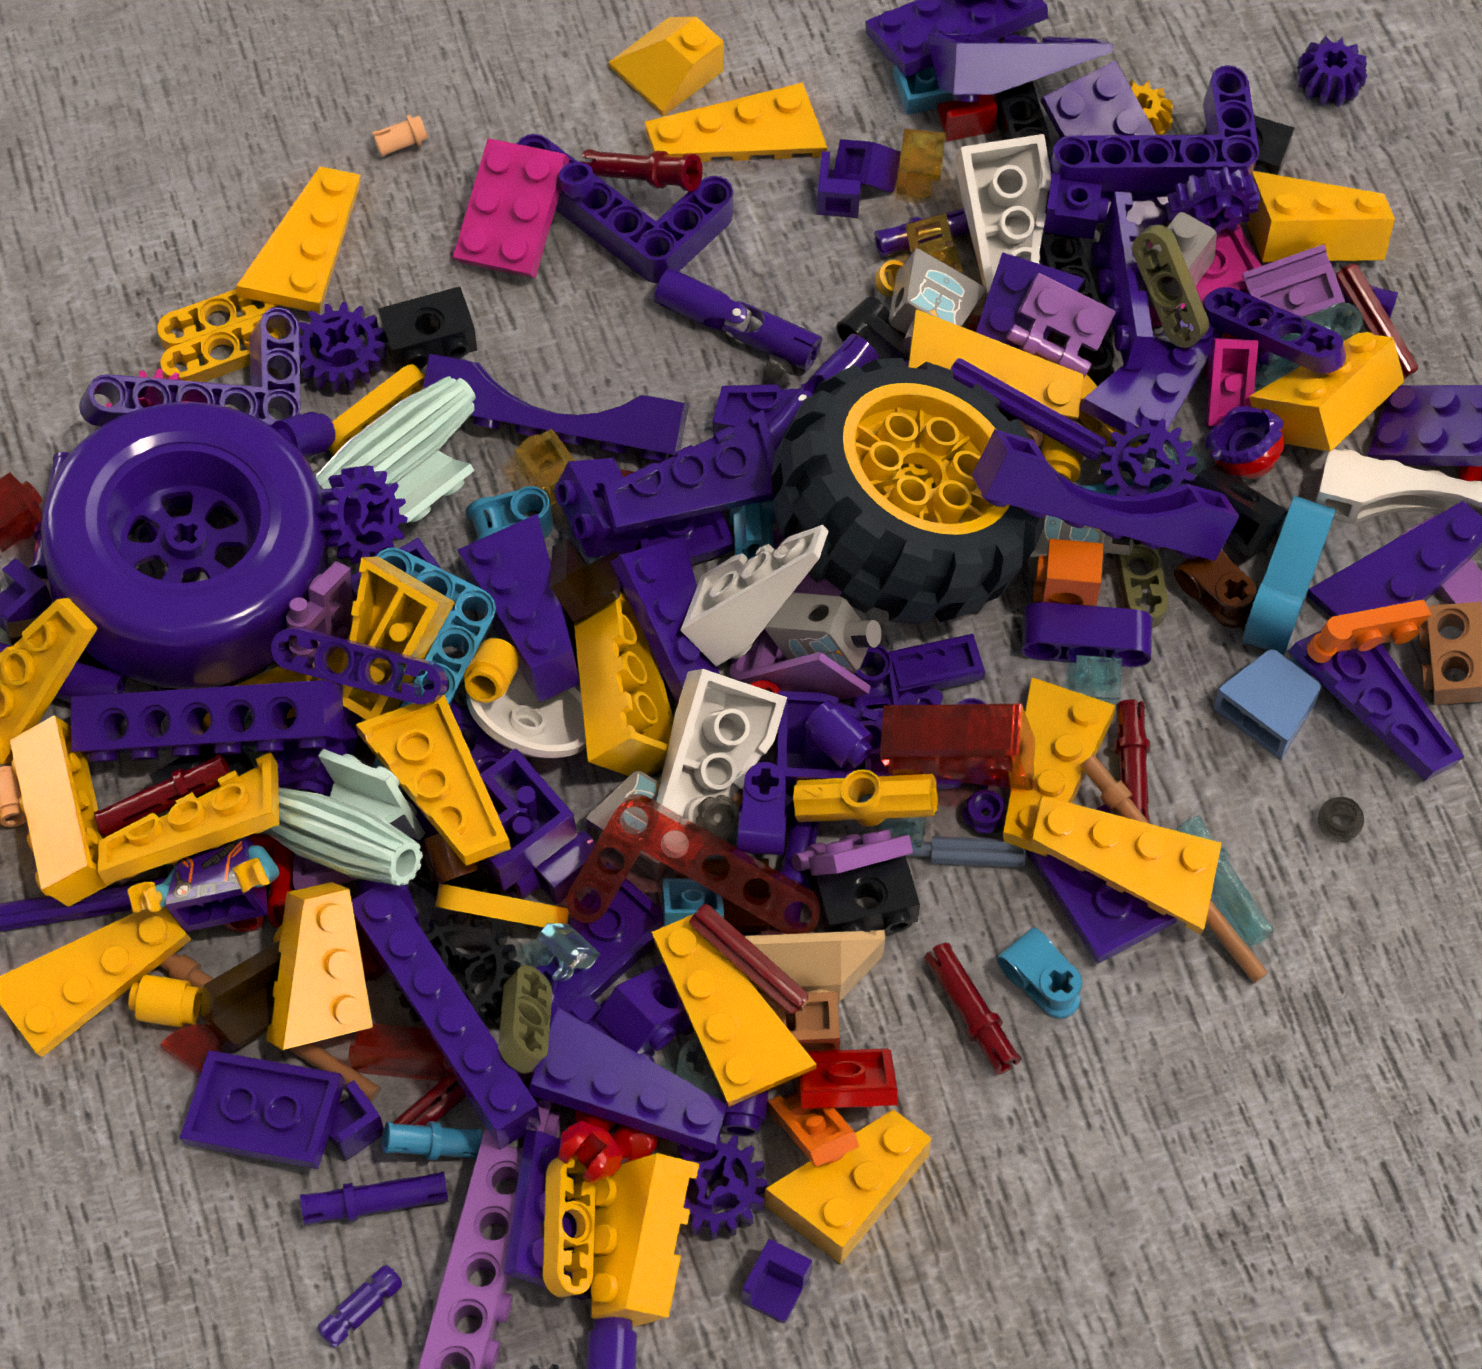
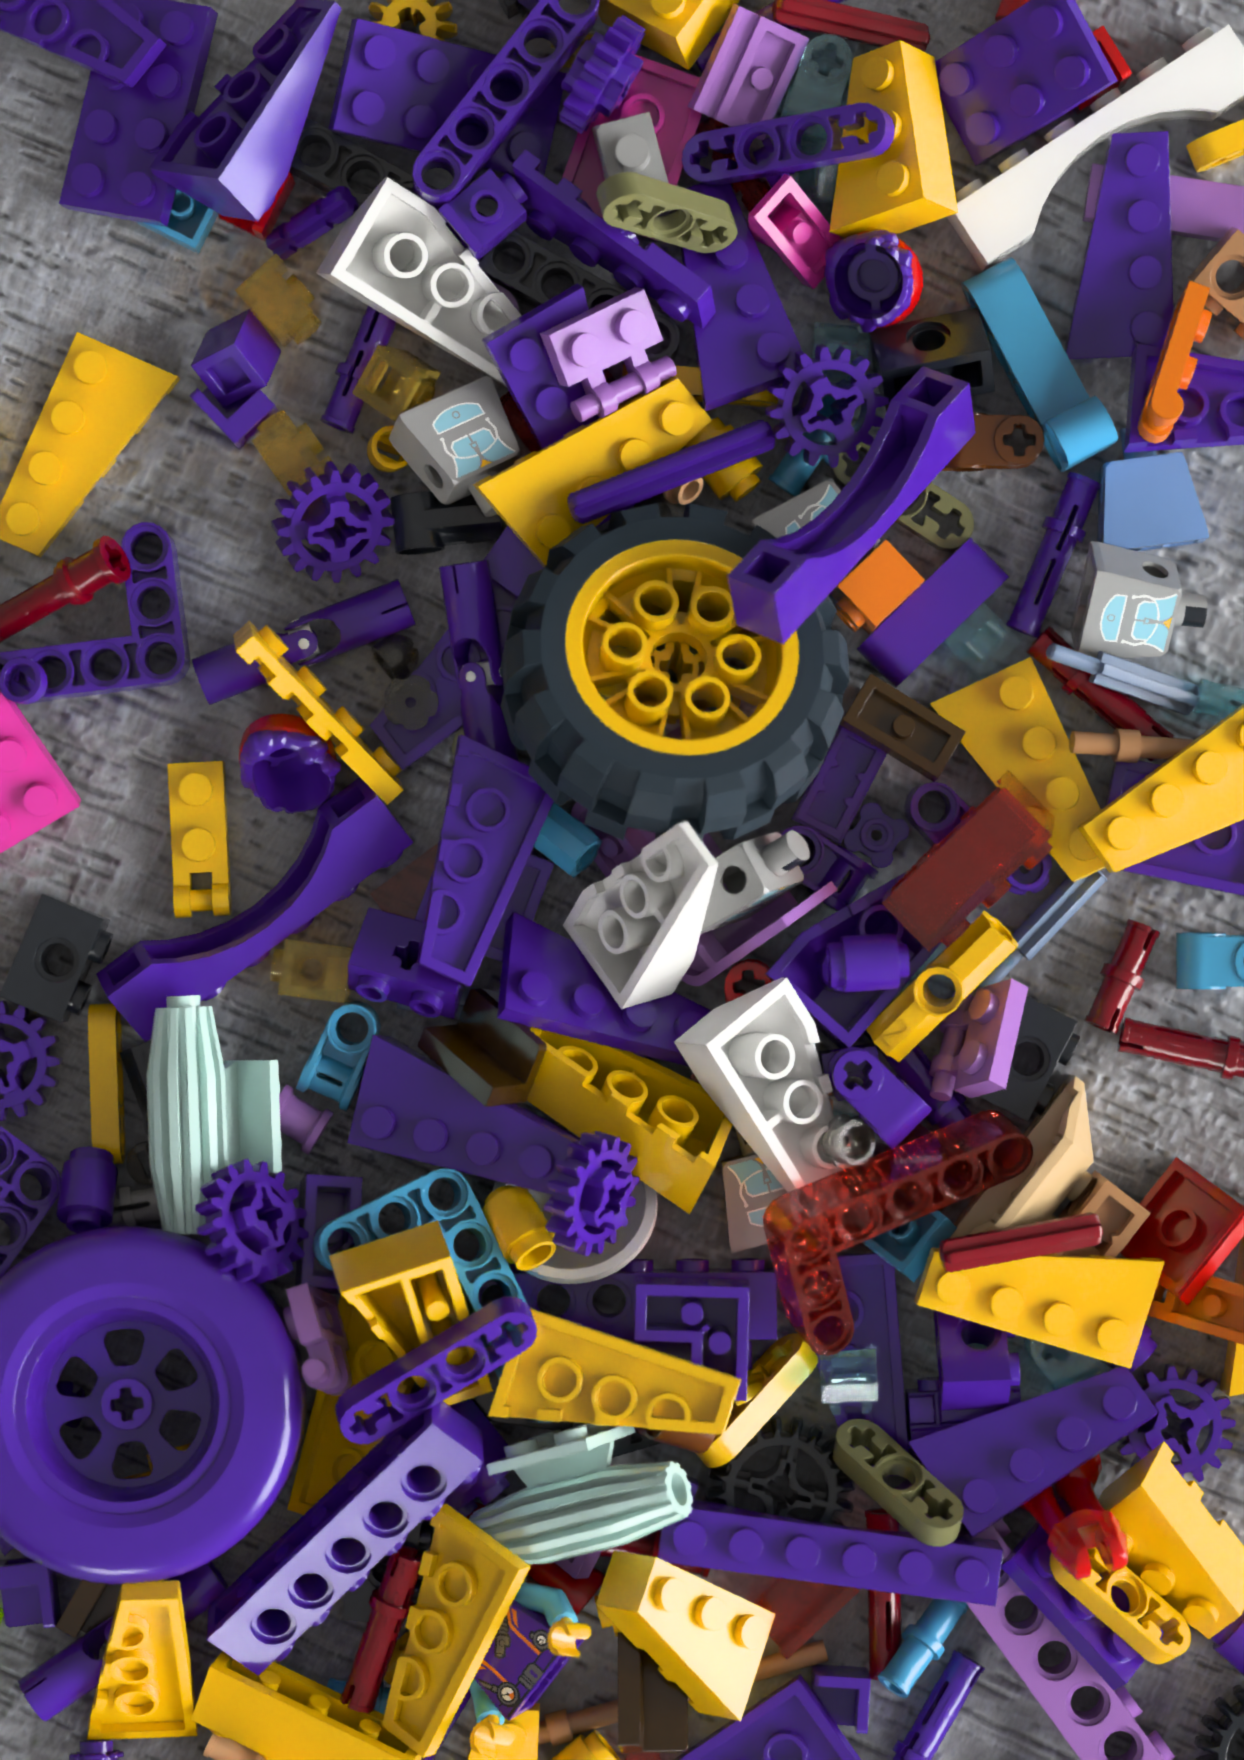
camera: 50 degrees left, 25 degrees up
(447, 527) = (301, 1120): none -> medium lavender bush
(550, 684) = (591, 1193): none -> dark purple gear
(570, 355) = (199, 837): none -> yellow plate
(658, 356) = (287, 763): none -> dark purple hair
(707, 291) = (375, 768): none -> yellow wing
(756, 380) = (399, 691): none -> clear smoke plate
(808, 290) = (326, 518): none -> dark purple gear
(839, 235) = (289, 449): none -> clear yellow brick
(955, 140) = (312, 222): none -> dark purple axle
(973, 921) = (1122, 976): none -> dark red pin
(1002, 660) = (902, 727): none -> dark brown panel
(1158, 768) = (1131, 679): none -> sand blue axle
(1203, 731) = (1131, 604): none -> light grey torso
(1206, 669) = (1077, 494): none -> dark purple pin

